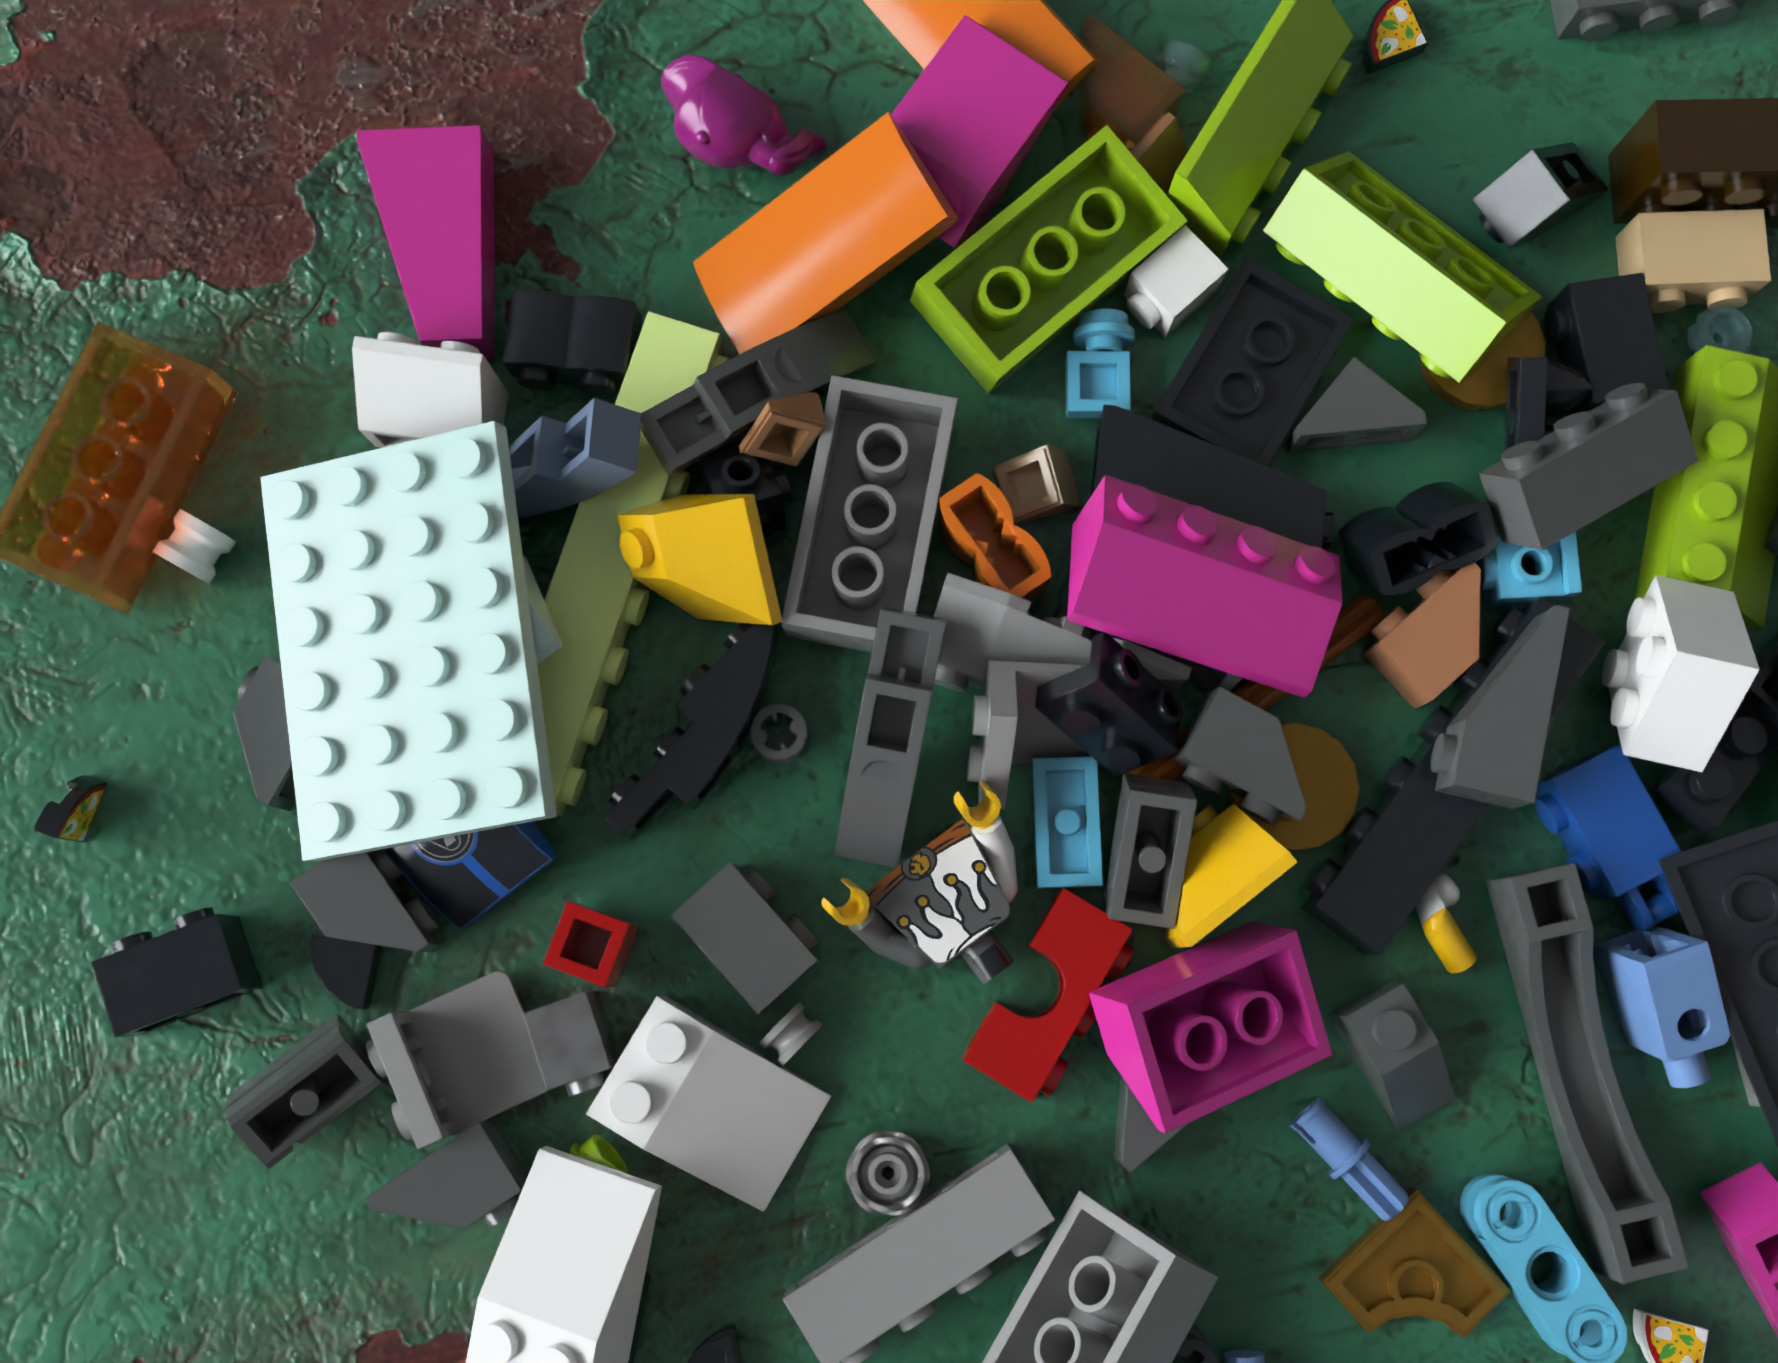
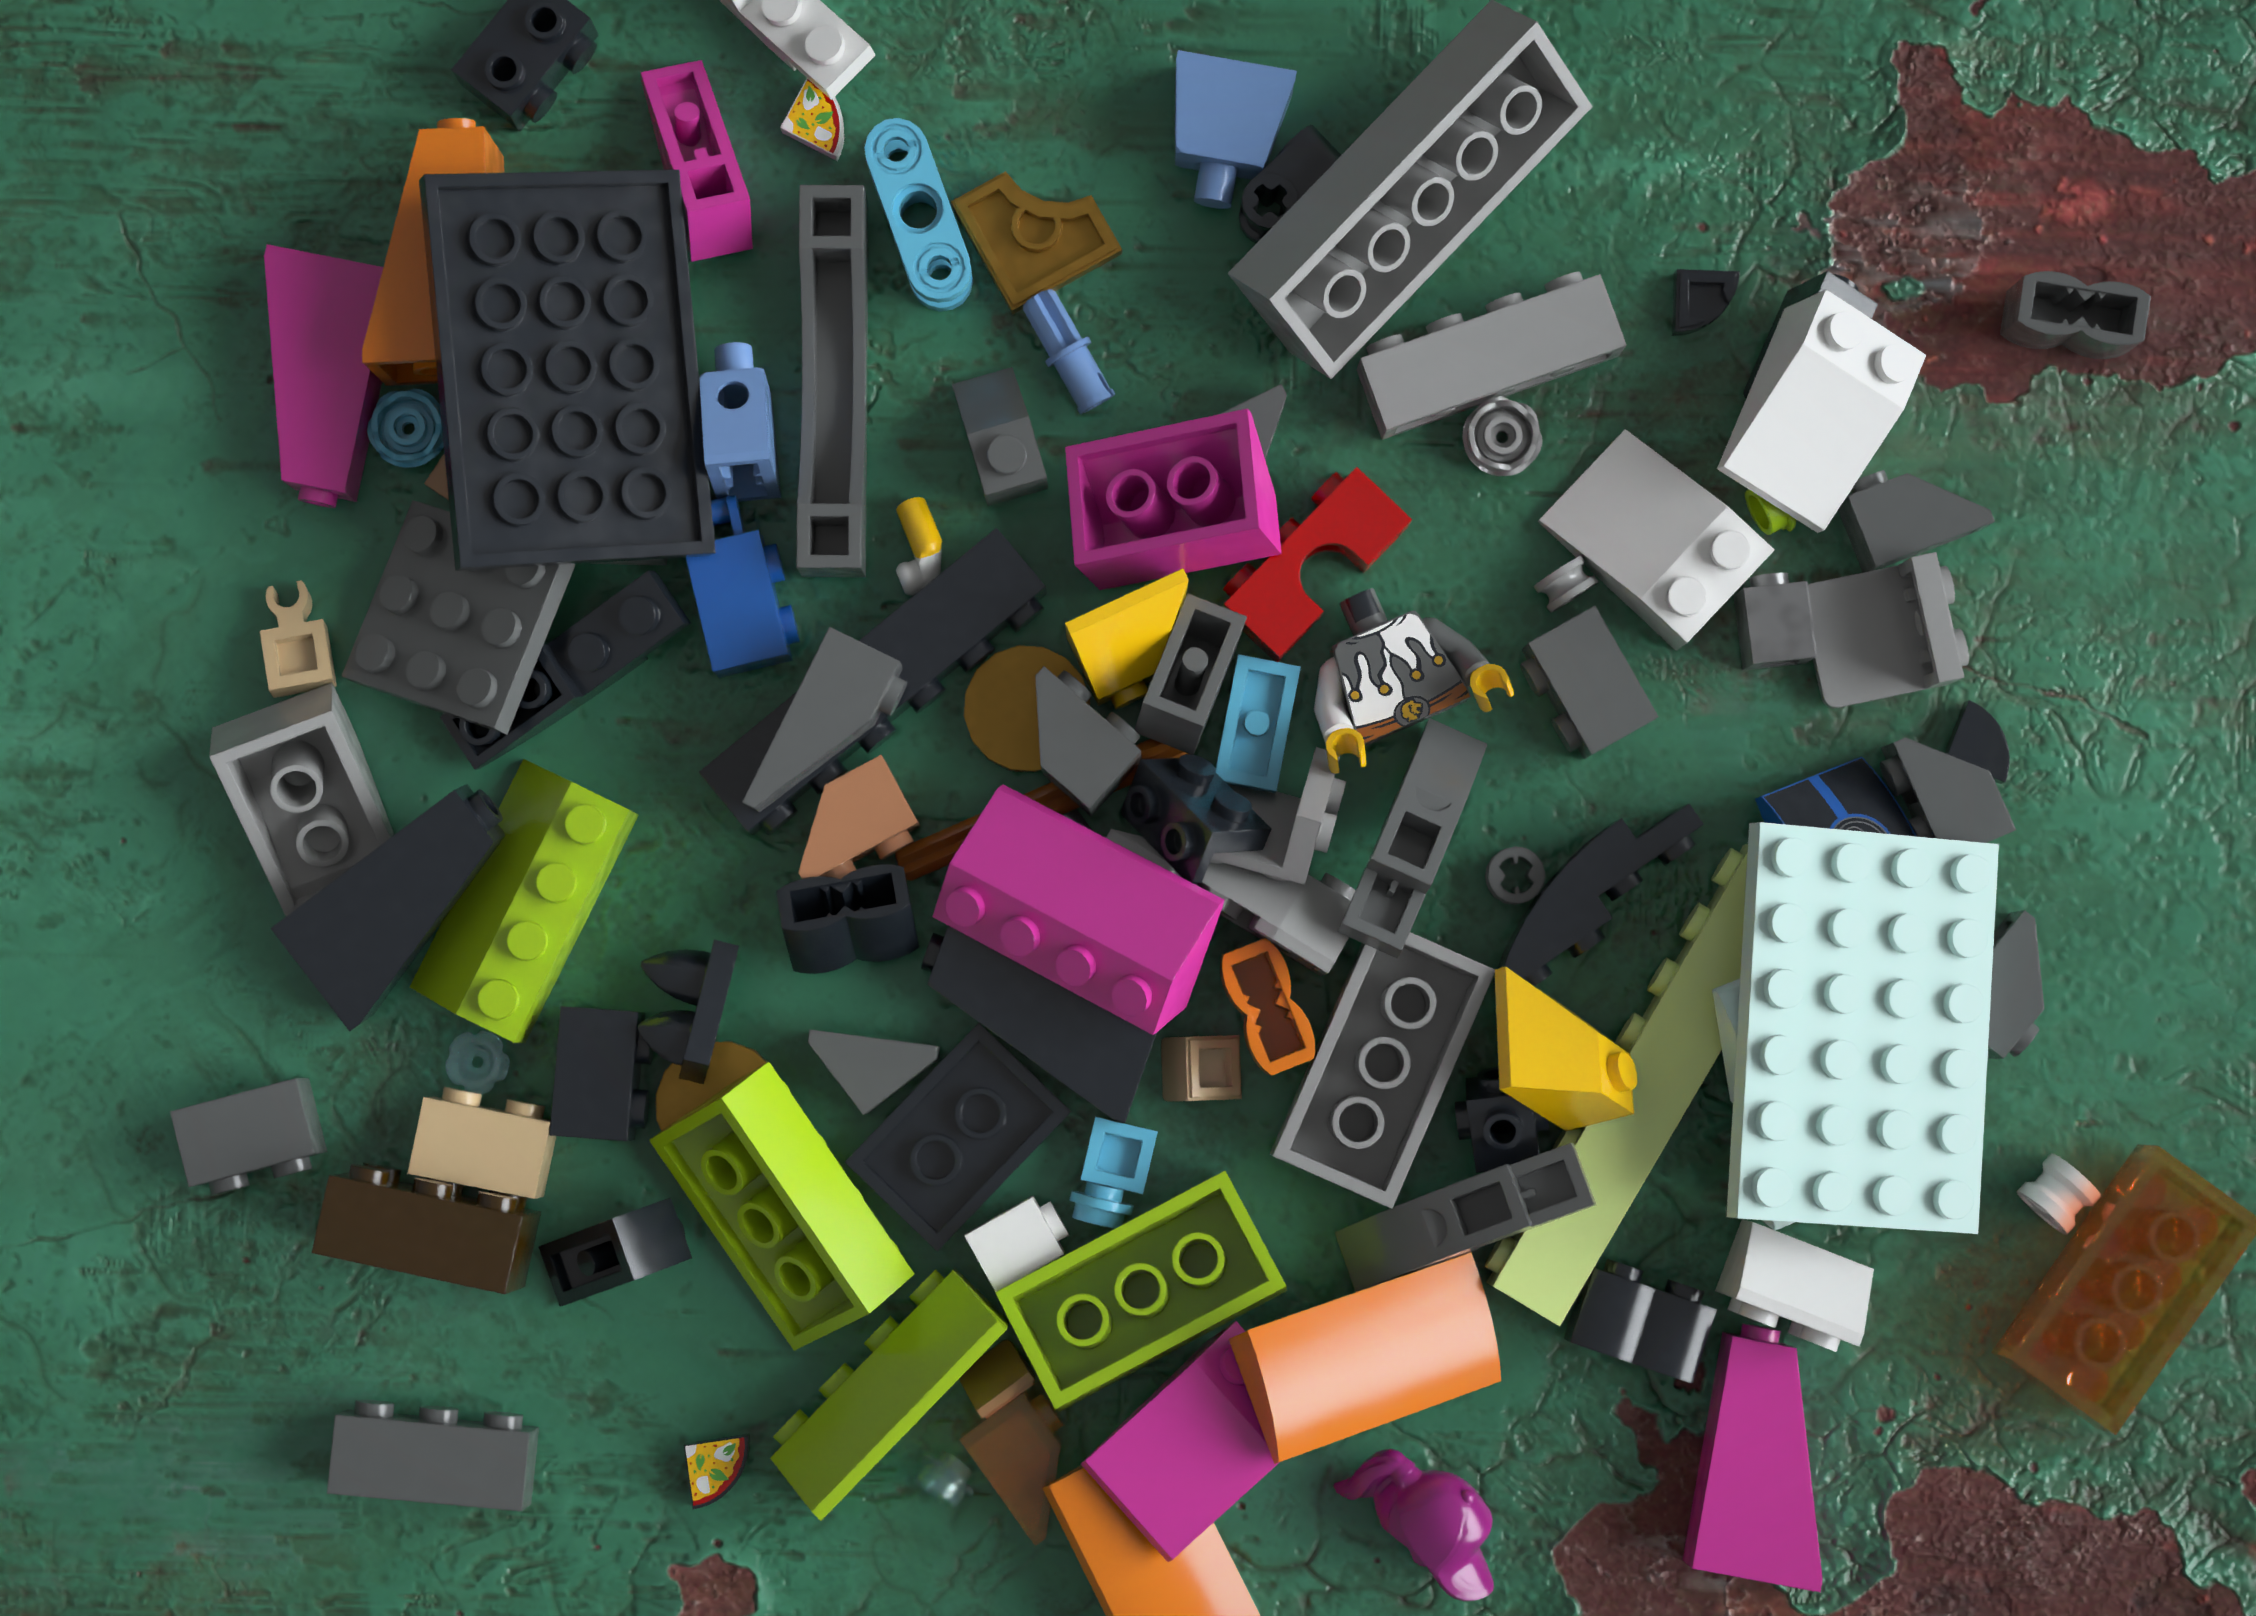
camera: 175 degrees left, 5 degrees up
(76, 811) = (2224, 945): tile -> none
(177, 973) = (2138, 773): black brick -> none
(301, 1091) = (2036, 634): dark grey brick -> none
(574, 460) = (1664, 1182): sand blue slope -> none
(591, 945) = (1738, 707): red brick -> none
(785, 429) = (1447, 1163): medium nougat slope -> none
(1553, 574) = (717, 863): medium azure brick -> none
(1588, 465) = (671, 943): dark grey brick -> none
(1679, 673) = (647, 724): white brick -> none

